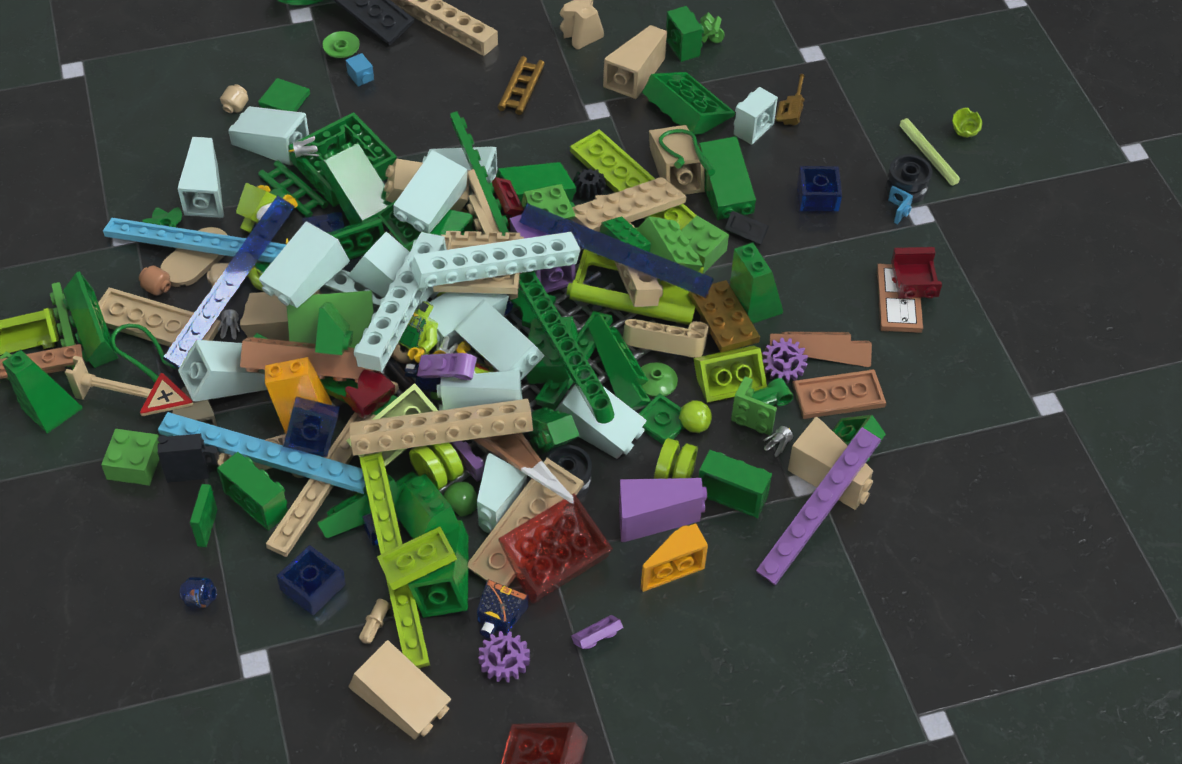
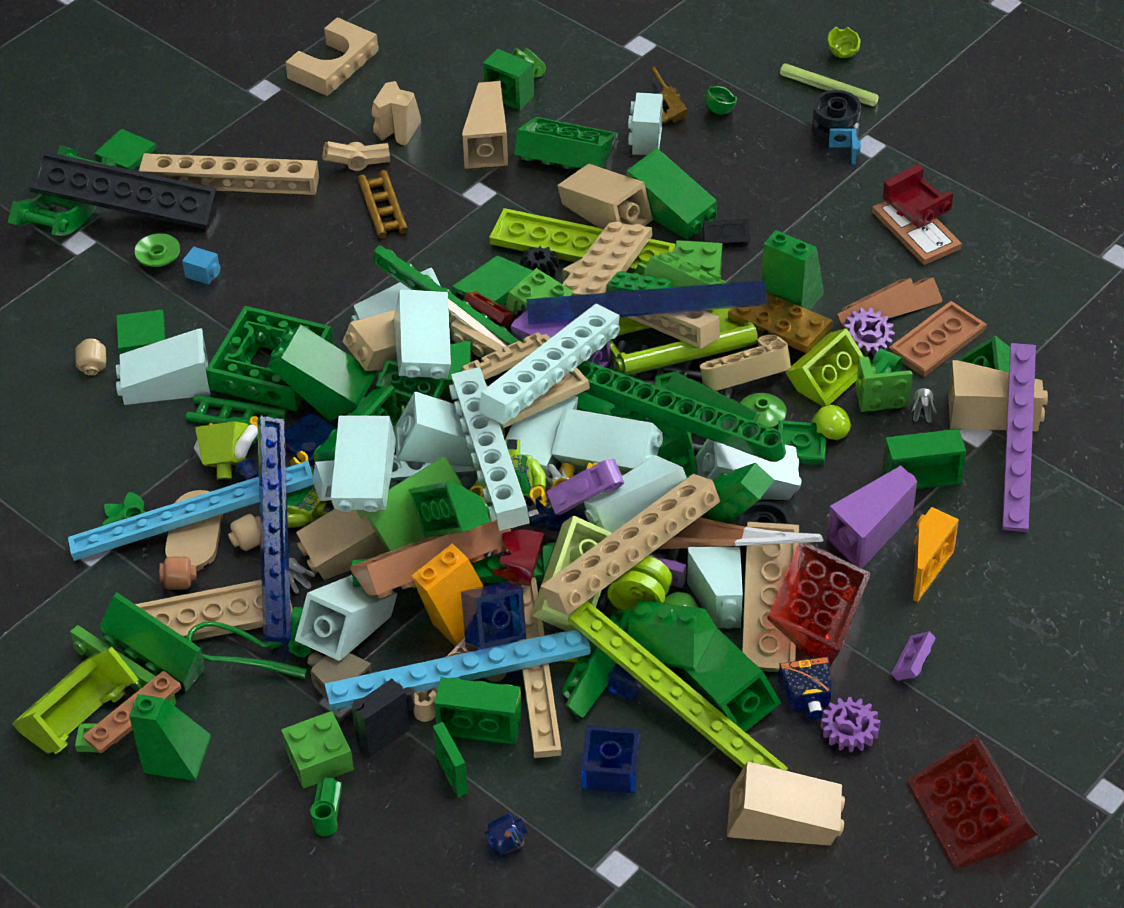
camera: 30 degrees left, 5 degrees down
(98, 504) = (326, 807): none -> green piece
(161, 398) = (299, 674): tan piece -> none
(200, 181) = (142, 449): light aqua slope -> none
(301, 150) = (228, 364): flat silver piece -> none
(374, 621) = (700, 763): tan axle -> none
(416, 558) = (708, 675): lime plate -> none
(532, 39) = (356, 154): none -> tan piece
(674, 463) = (856, 467): lime wheel -> none
(680, 162) = (627, 198): green piece -> none
(819, 188) = (764, 163): clear blue brick -> none
(831, 123) = (719, 100): none -> green hair

